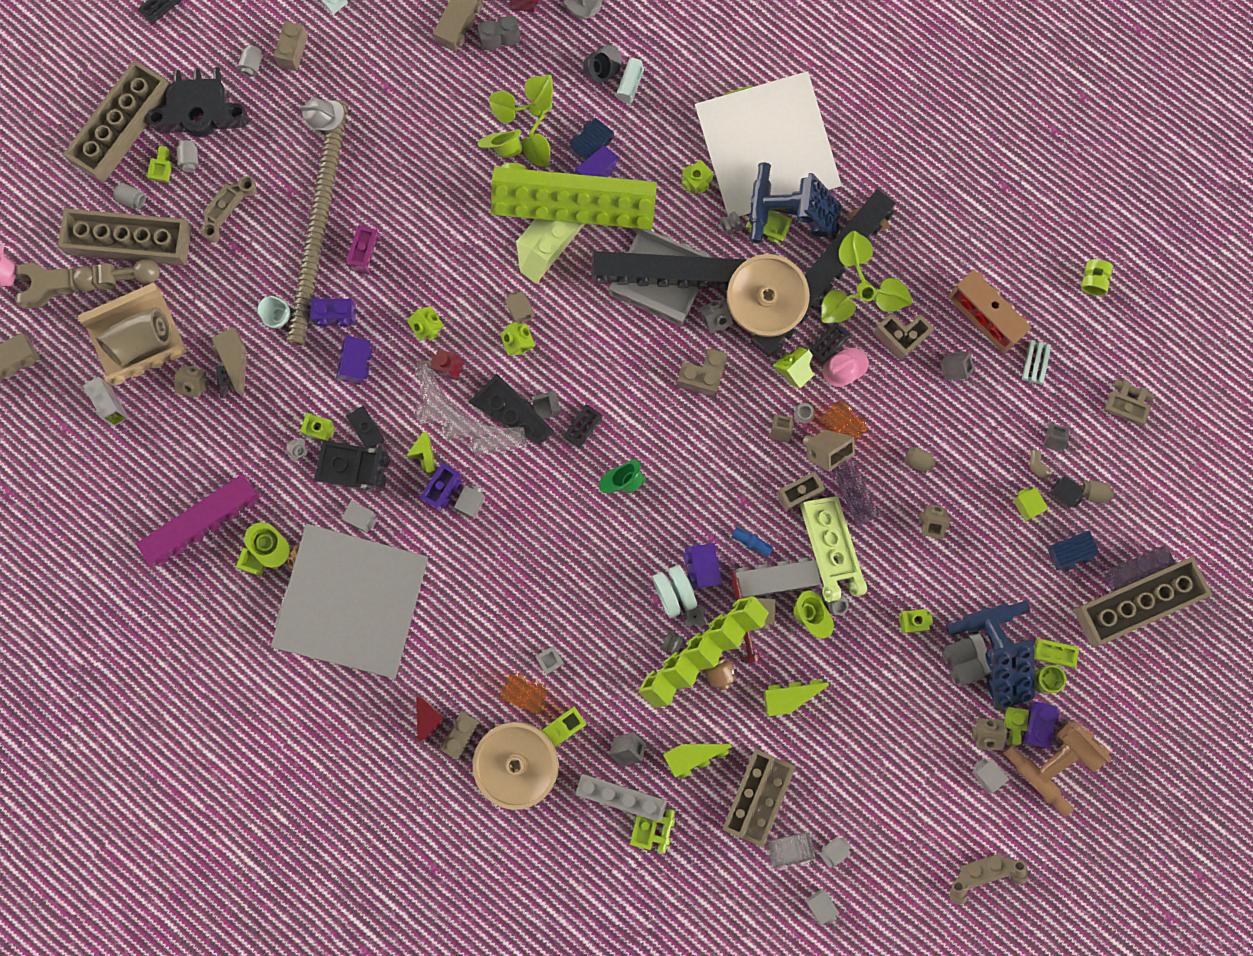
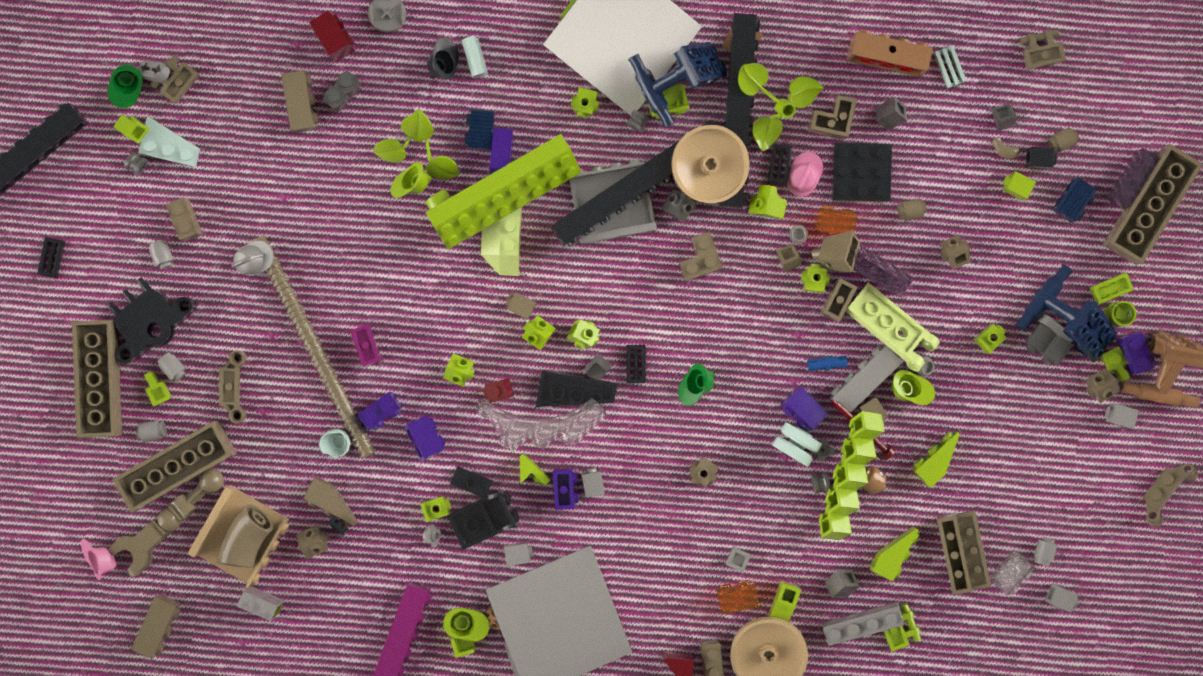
camera: 30 degrees left, 10 degrees up
(555, 367) = (583, 334): none -> lime brick
(578, 552) = (697, 467): none -> dark tan brick
(789, 465) = (822, 278): none -> lime brick
(897, 399) = (862, 172): none -> black plate

